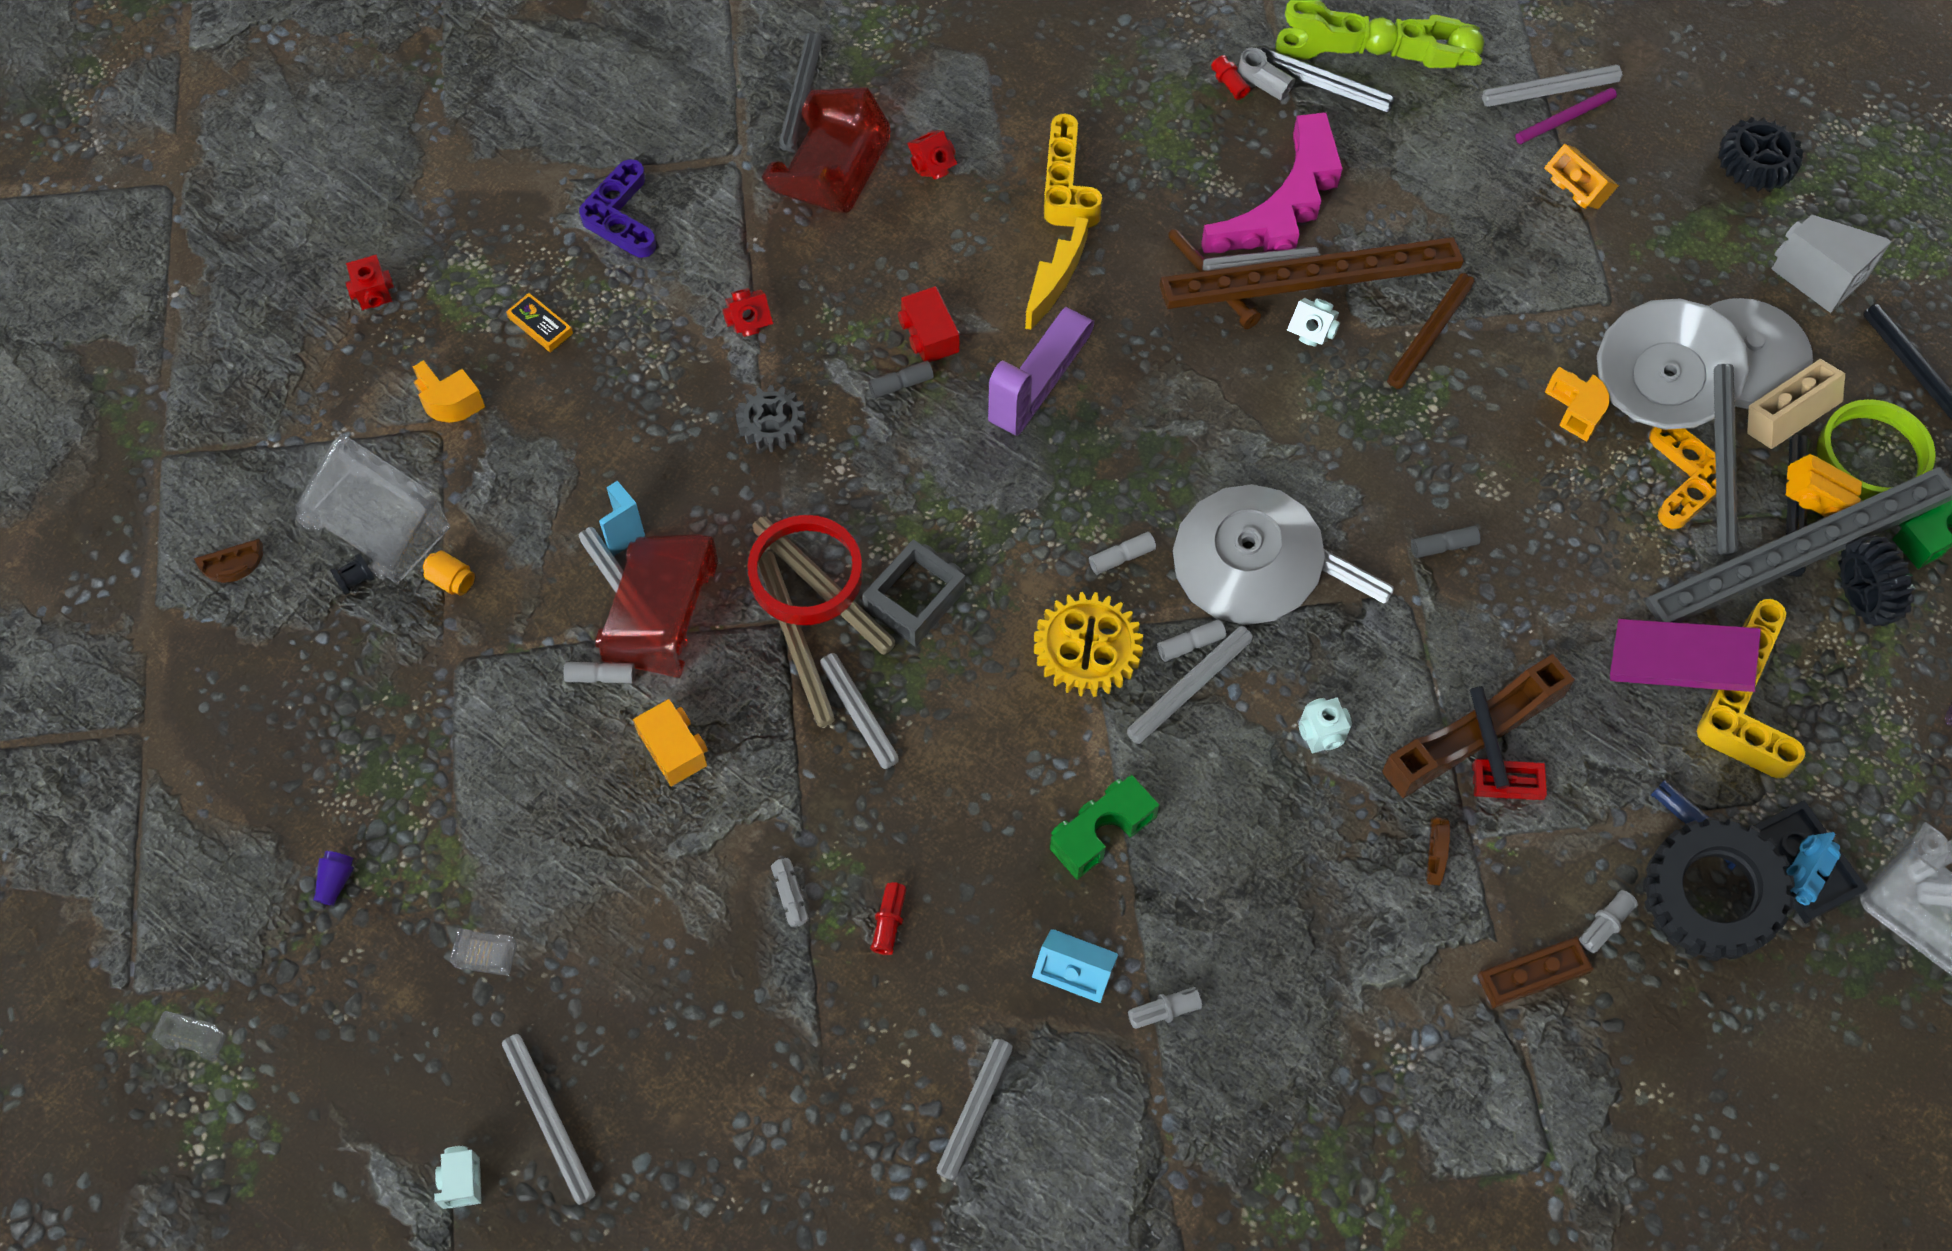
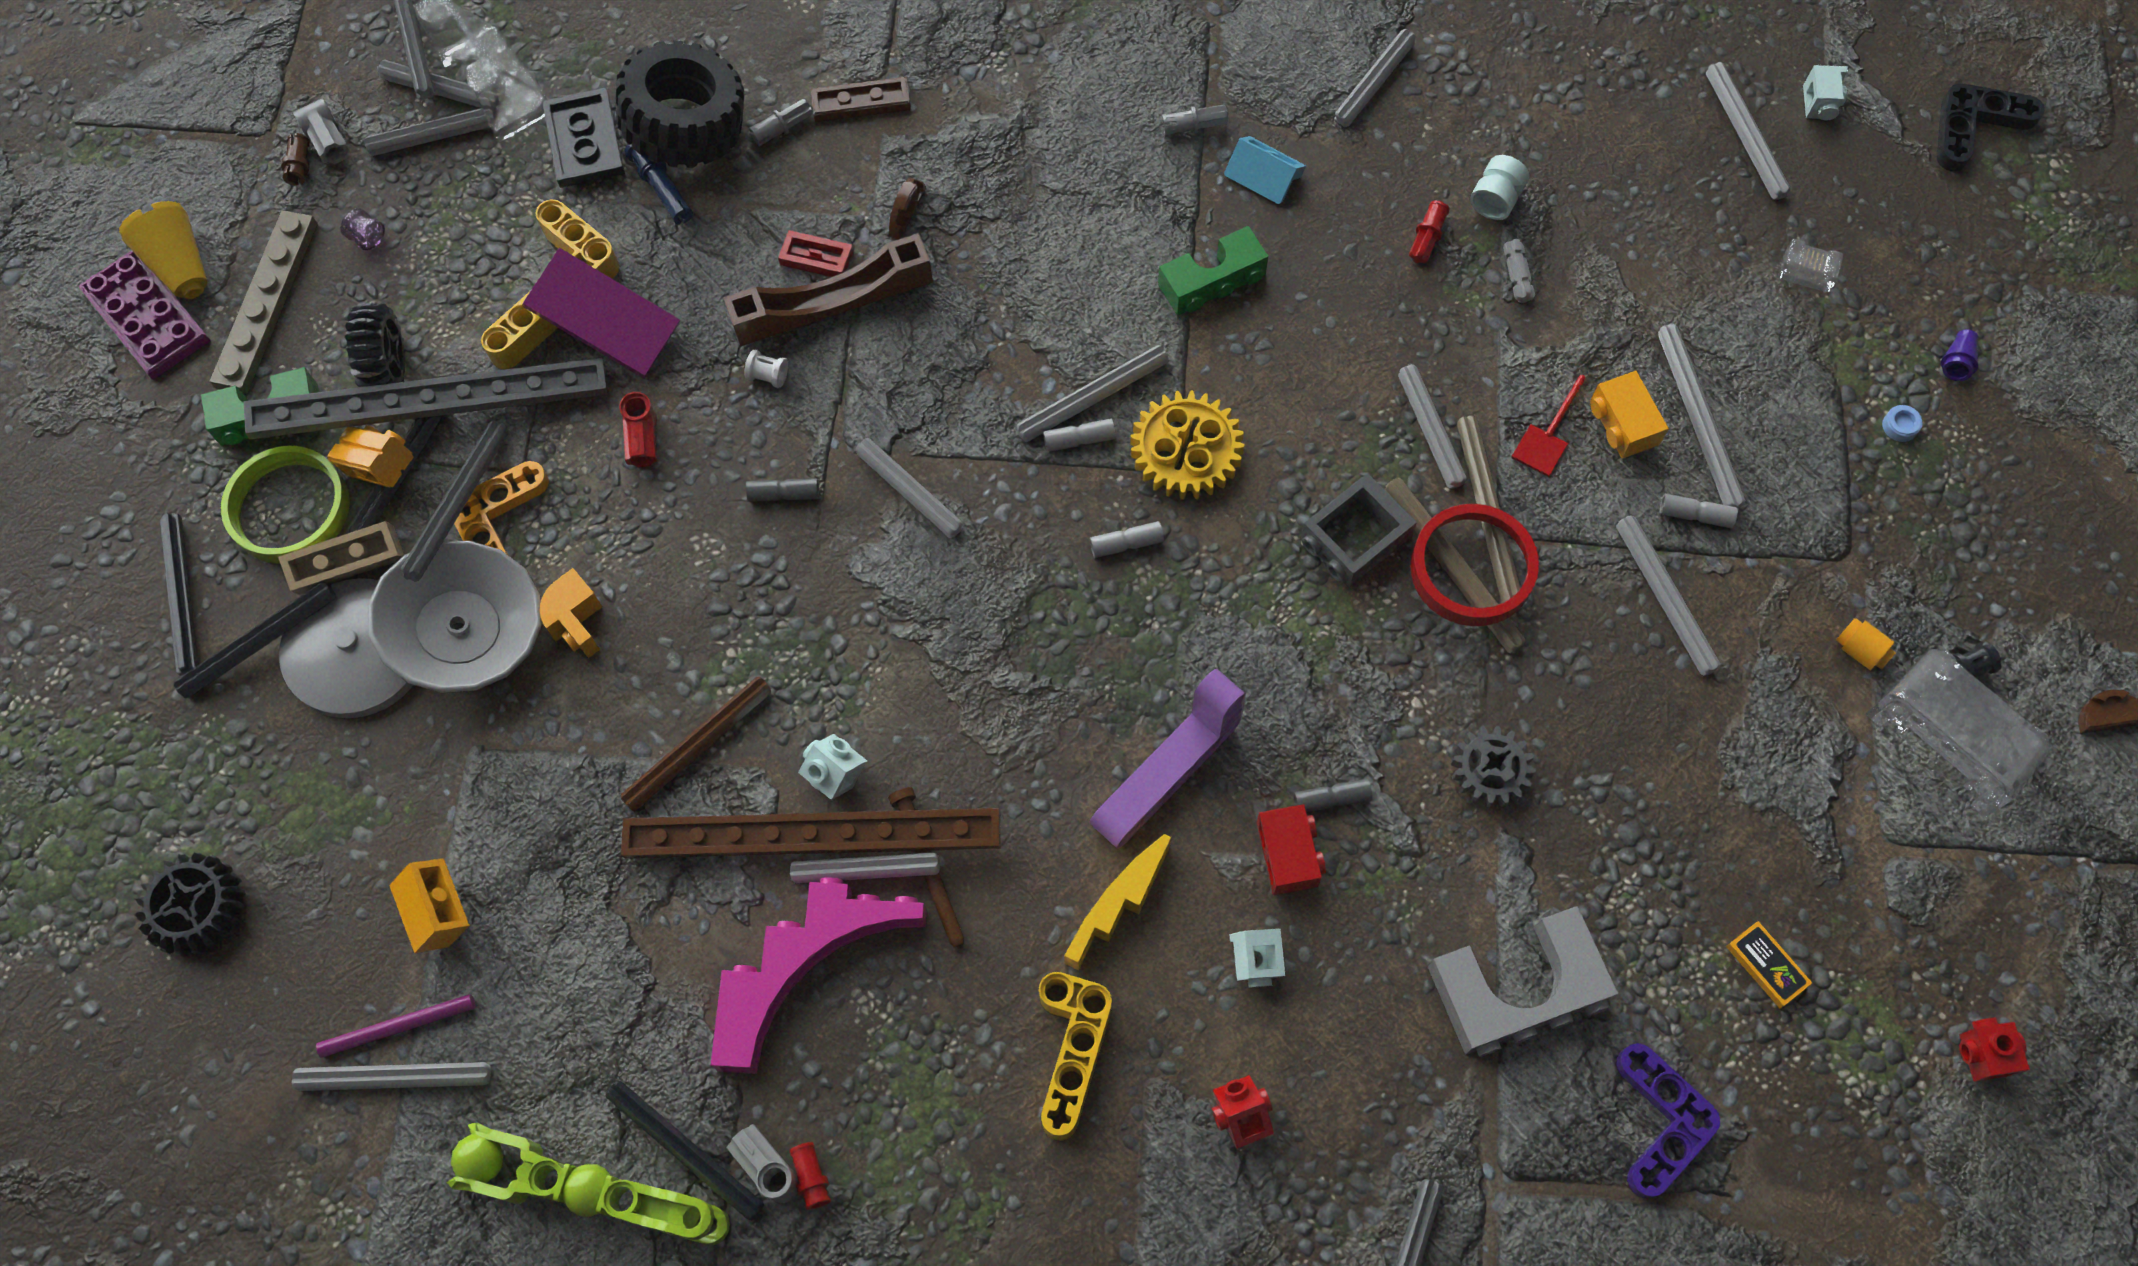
camera: 165 degrees left, 5 degrees up
(189, 1033) = (2079, 240): clear piece -> none
(282, 1198) = (1975, 110): none -> black beam
(397, 799) = (1902, 423): none -> light blue tile
(448, 399) = (1883, 865): light orange brick -> none
(598, 770) = (1701, 416): none -> light grey axle
(623, 523) = (1672, 659): medium azure panel -> none
(657, 601) = (1635, 566): clear red windscreen -> none
(749, 713) = (1540, 448): none -> red piece
(755, 243) = (1485, 1020): none -> light grey arch
(758, 315) = (1509, 912): red brick -> none
(822, 970) = (1499, 187): none -> light aqua wheel
(838, 151) = (1378, 1145): clear red windscreen -> none
(940, 255) = (1269, 953): none -> light aqua brick
(1252, 582) = (989, 535): light grey dish -> none
(1324, 724) = (975, 320): light aqua brick -> none
(1489, 738) = (823, 277): black bar -> none
(1507, 646) = (766, 368): none -> white bush
(1598, 565) = (639, 430): none -> red piece
(1815, 855) = (586, 117): dark azure hinge -> none
(1828, 259) = (203, 714): light grey slope -> none
(1830, 333) = (254, 640): none -> black axle

